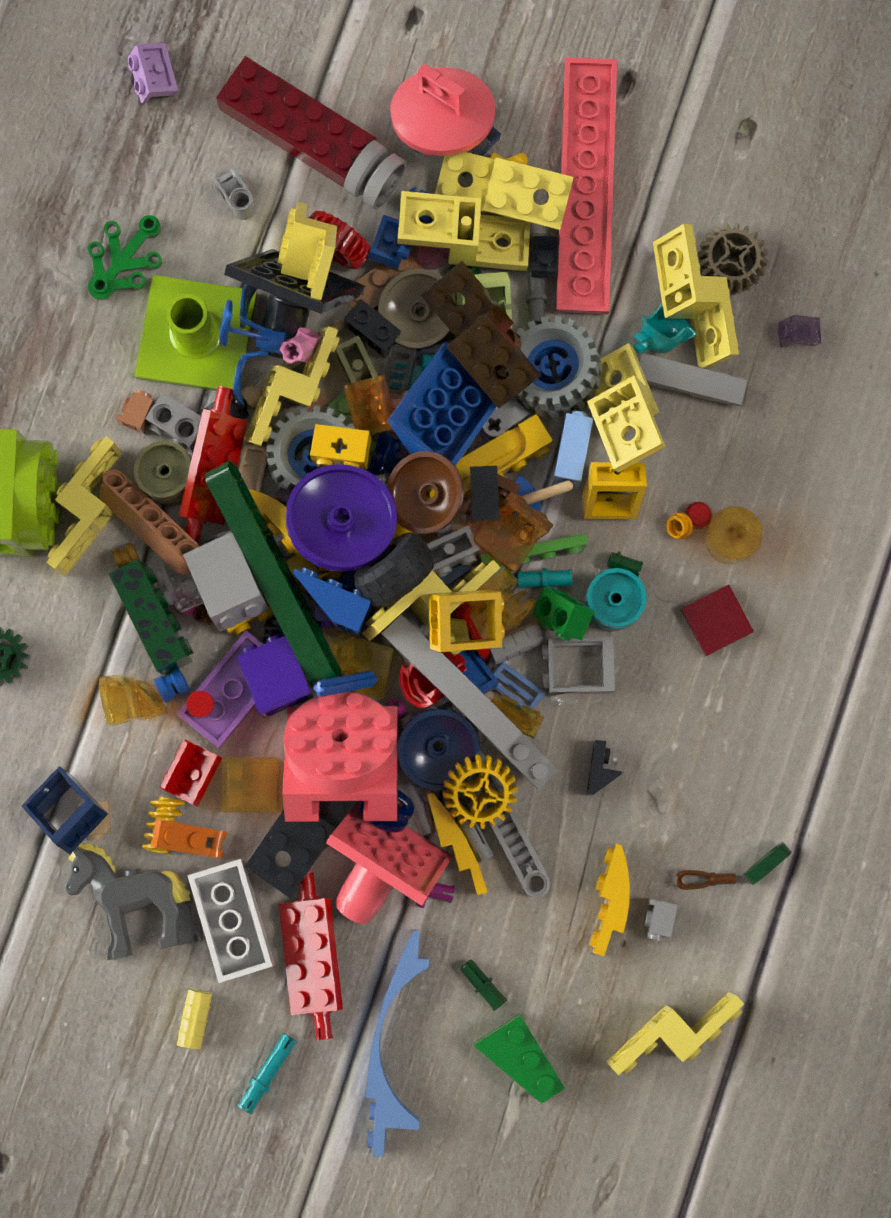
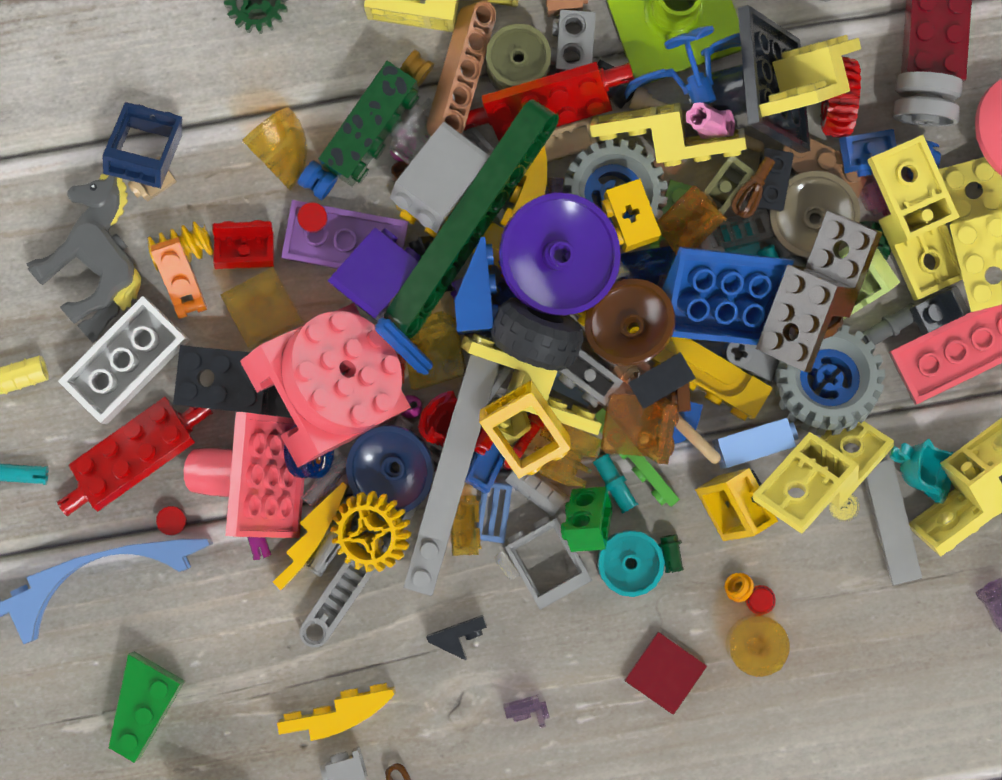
camera: 65 degrees right, 5 degrees up
(365, 336) = (758, 181): none -> reddish brown piece
(382, 953) = (171, 520): none -> red piece
(483, 984) = (192, 632): dark green axle -> none
(665, 411) = (847, 511): none -> clear tile
(686, 750) = (521, 709): none -> clear purple bracket

